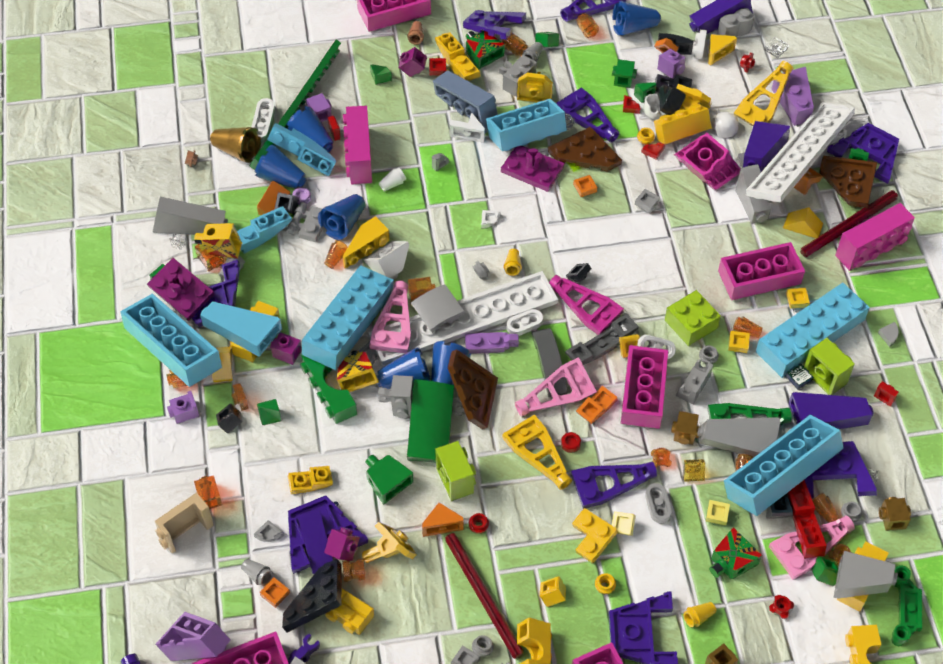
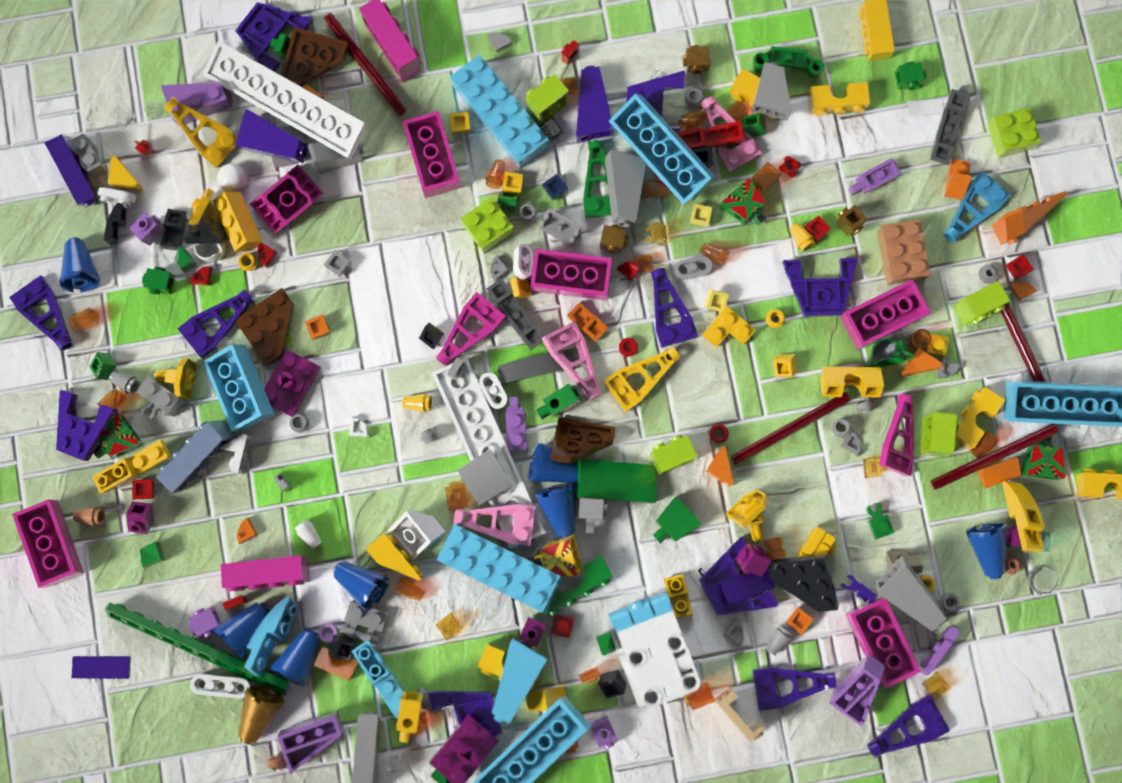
camera: 90 degrees left, 25 degrees up
(208, 177) = (306, 739): none -> medium lavender wedge
(208, 559) = (766, 690): none -> dark purple plate
(256, 442) = (654, 652): none -> white piece
(288, 45) = (100, 667): none -> dark purple sticker
(290, 378) = (562, 626): none -> red plate
(298, 286) = (449, 626): none -> clear yellow tile
(397, 138) = (246, 531): none -> orange tile
(495, 173) = (299, 423): none -> light grey plate
(513, 376) = (567, 397): none -> green torso
(544, 285) = (457, 369): none -> light grey plate
(649, 329) = (498, 269): none -> light grey tile
(653, 443) = (629, 269): none -> red tile
(665, 44) = (121, 233): orange plate -> none
(675, 526) = (715, 253): none -> clear orange cone
(710, 630) = (817, 228): none -> red plate
(720, 335) = (507, 199): none -> green tile
(737, 378) = (555, 187): none -> dark blue plate
(764, 577) = (765, 178): none -> clear orange brick
(803, 222) = (366, 107): yellow slope -> none
(848, 389) = (573, 82): none -> clear orange plate

